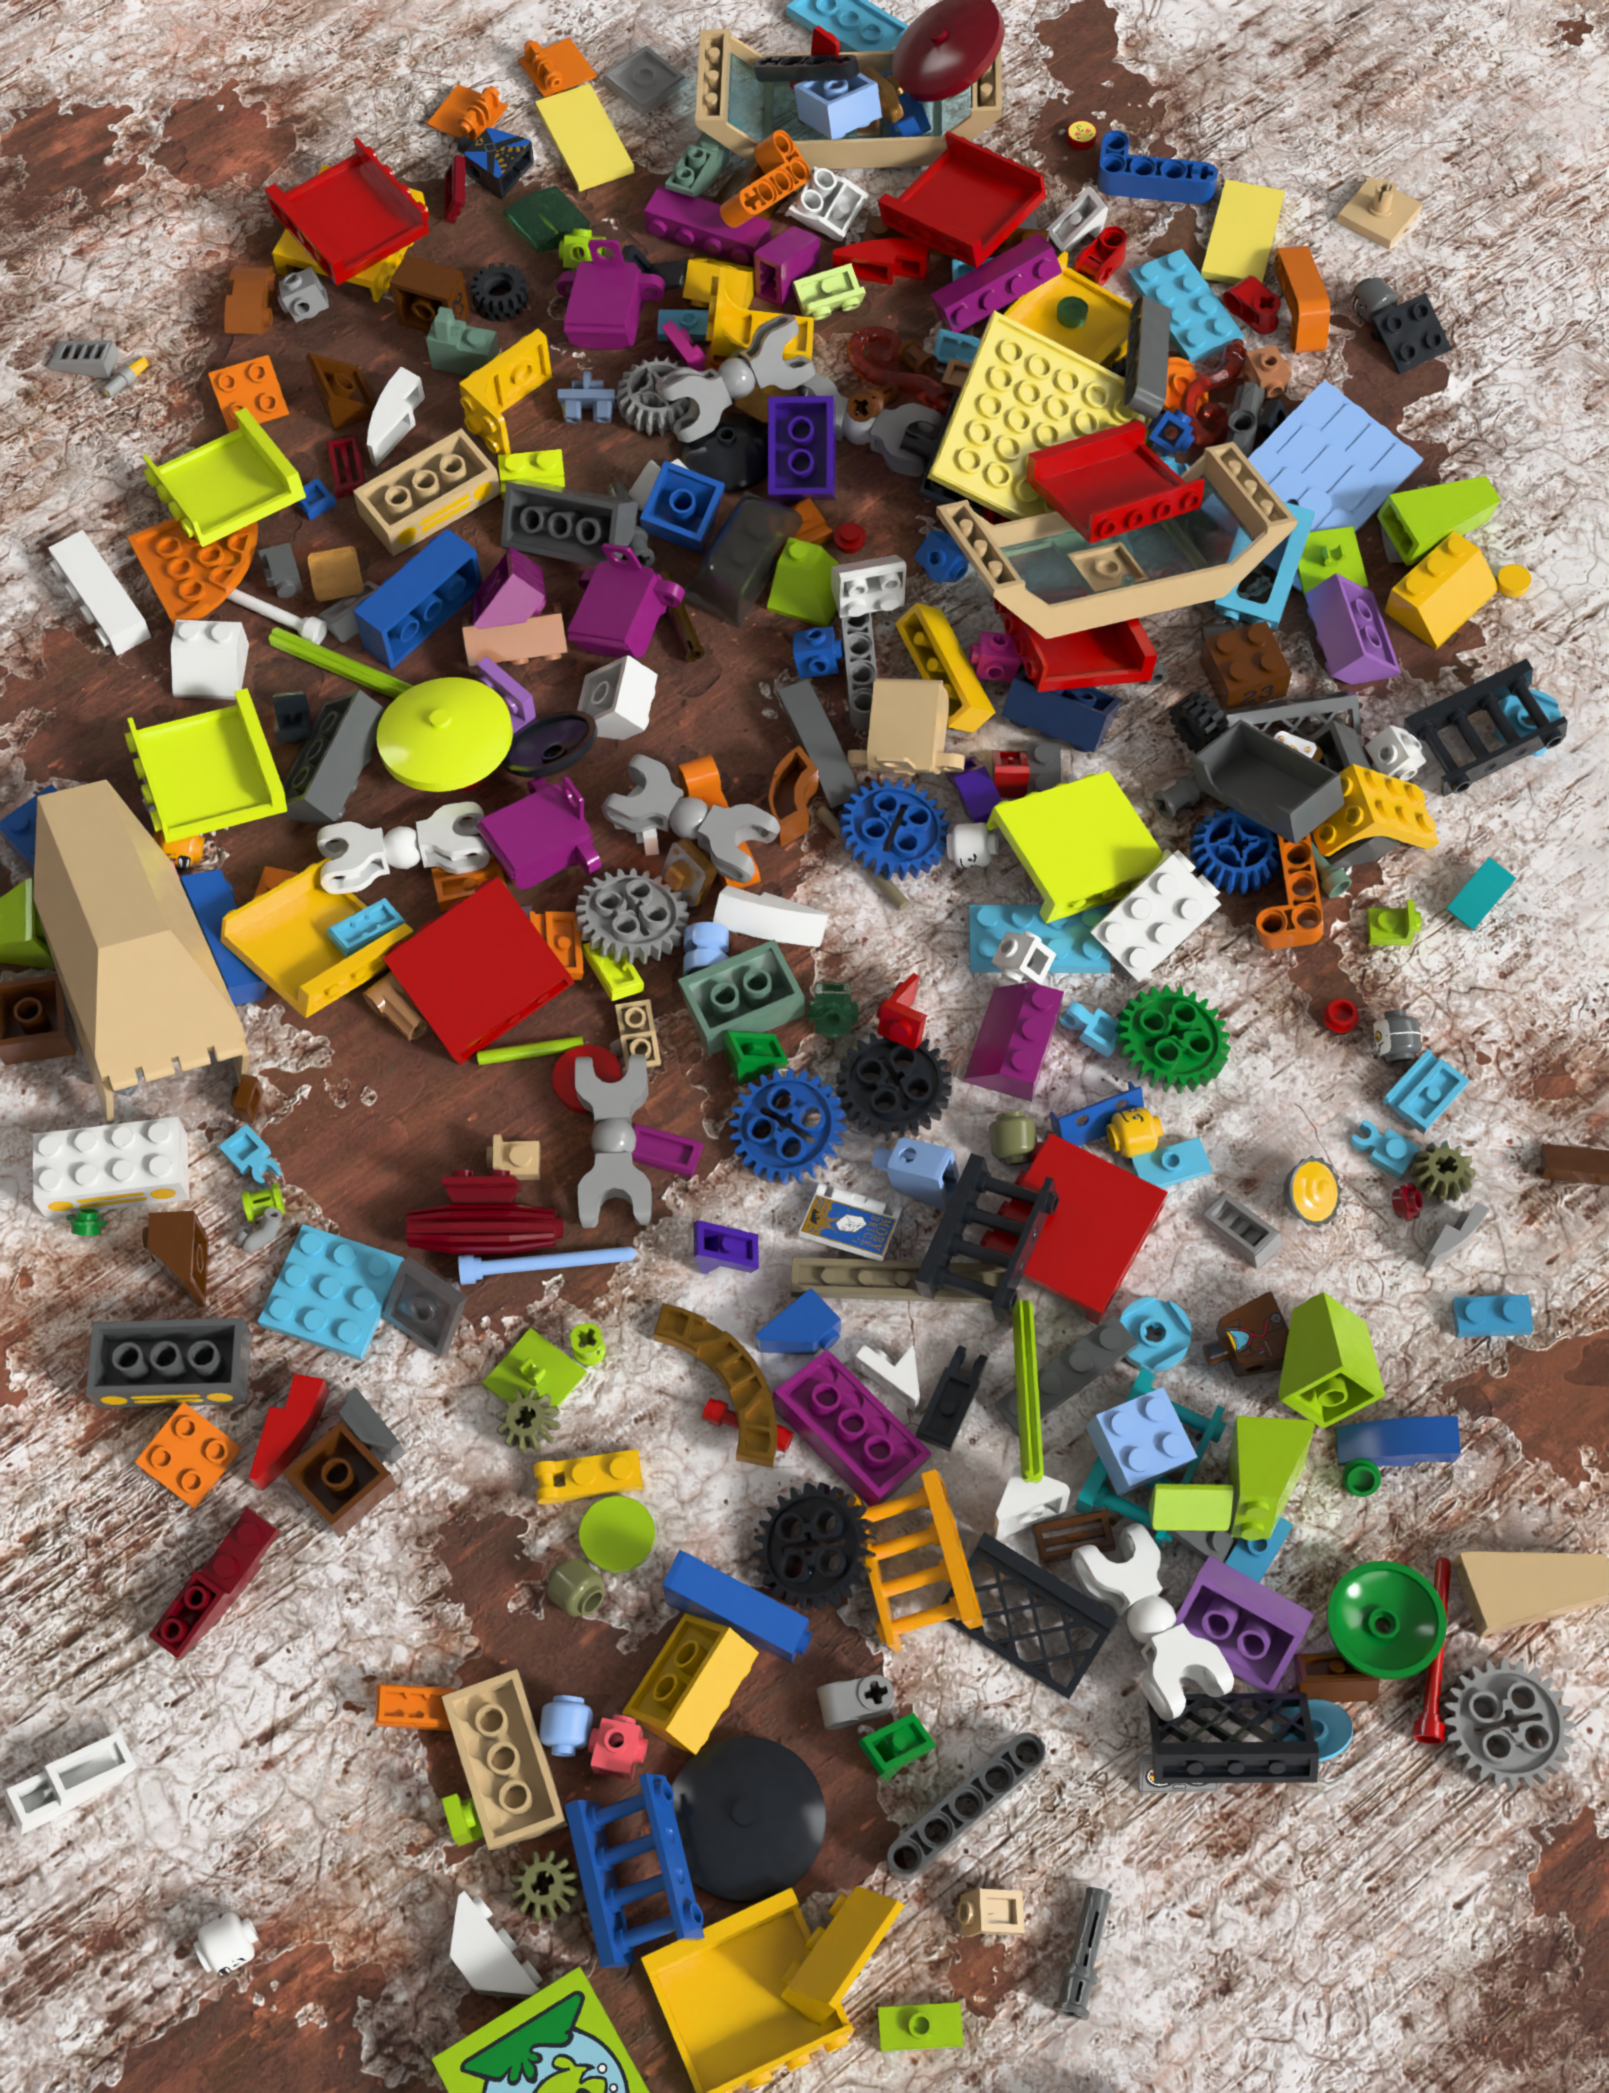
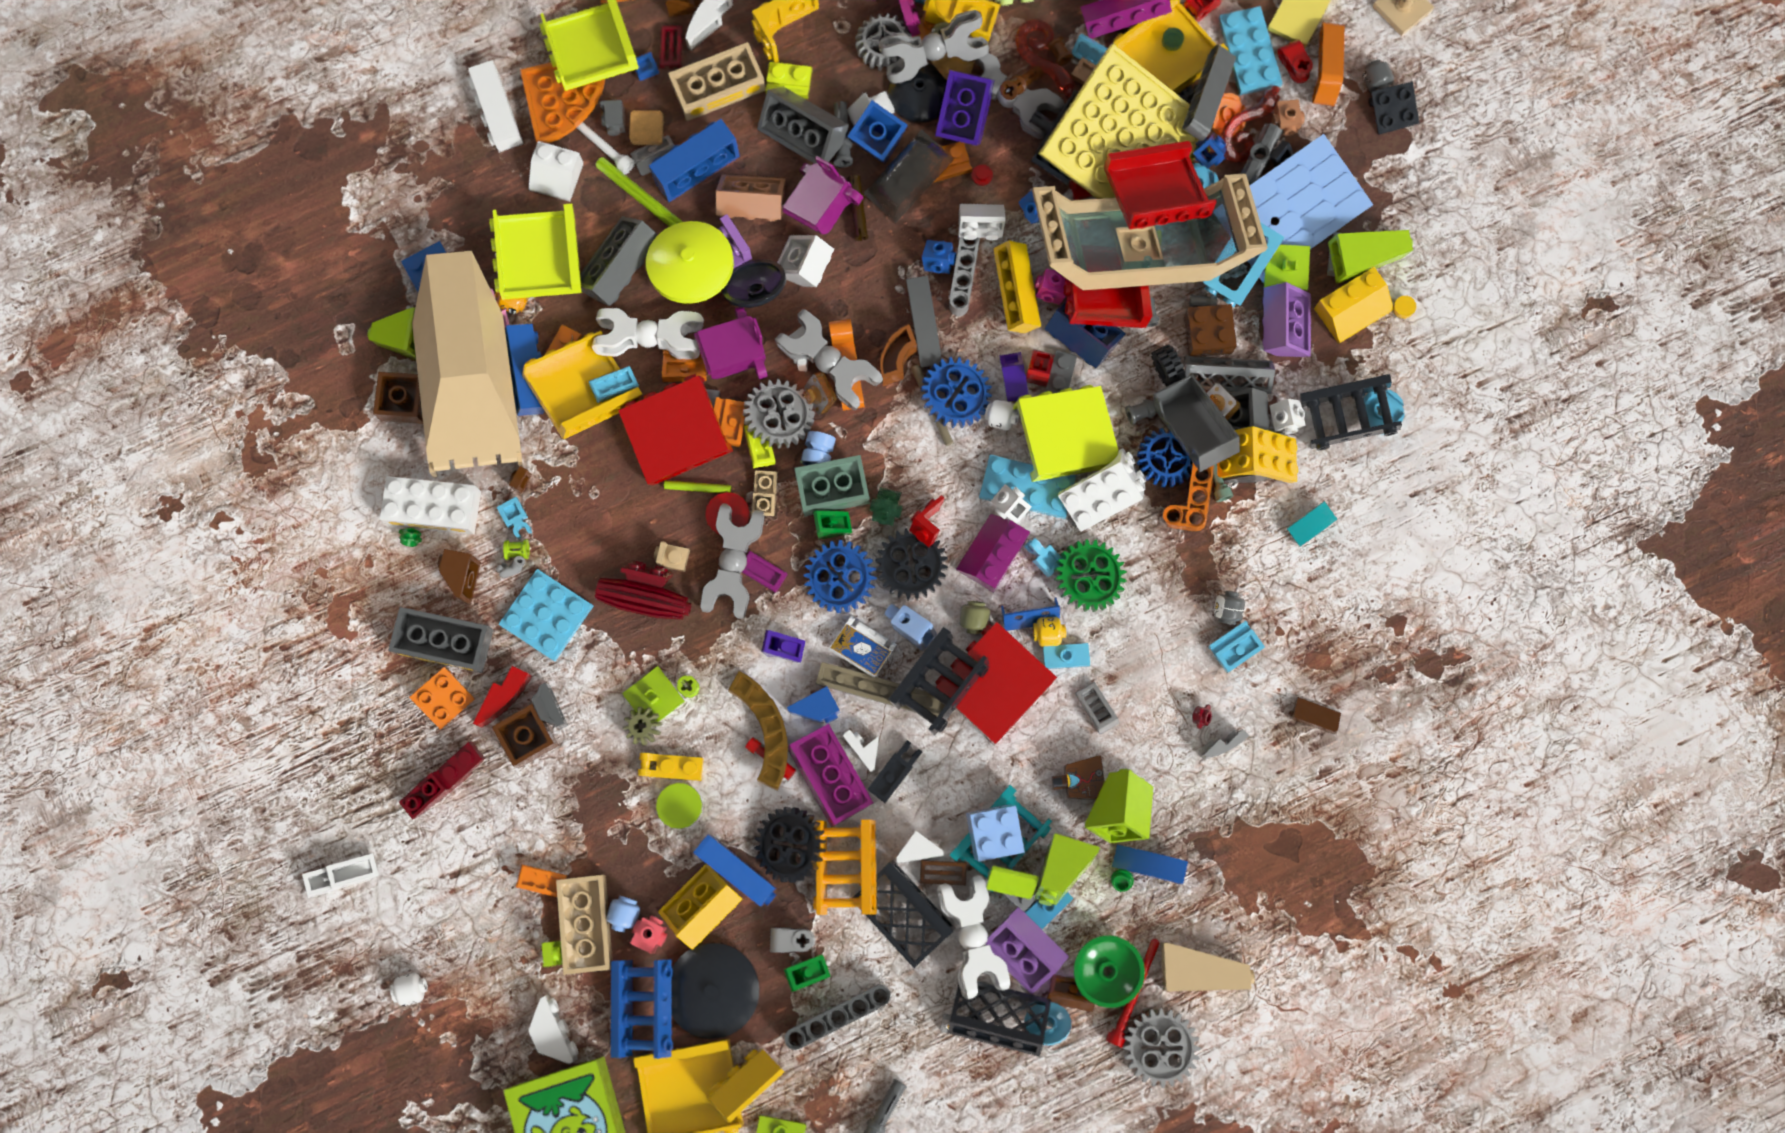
camera: 15 degrees right, 15 degrees up
(292, 717) = (598, 225): black bracket -> none
(391, 1000) = (618, 436): medium nougat piece -> none
(425, 1306) = (598, 641): flat silver tile -> none
(474, 1268) = (632, 621): light blue piece -> none
(509, 592) = (751, 171): magenta slope -> none
(531, 1881) = (596, 1009): olive gear -> none
(575, 1587) = (647, 833): olive head -> none
(587, 395) = (845, 37): sand blue hips -> none
(770, 917) = (862, 435): white slope -> none
(804, 584) = (942, 203): lime slope -> none
(907, 729) = (980, 329): tan piece -> none
(991, 1912) = (836, 1080): tan bracket -> none
(1027, 1392) = (937, 784): lime axle -> none
(1074, 1369) = (965, 775): dark grey plate -> none
(1173, 1341) = (1031, 750): medium azure plate -> none
(1312, 1191) = (1146, 697): yellow piece -> none
(1340, 1016) = (1199, 584): red plate -> none
(1389, 1152) = (1202, 679): medium azure plate -> none
(1393, 925) = (1250, 530): lime bracket -> none
(1453, 1182) = (1229, 693): olive gear -> none
(1492, 1316) = (1232, 799): dark azure plate -> none

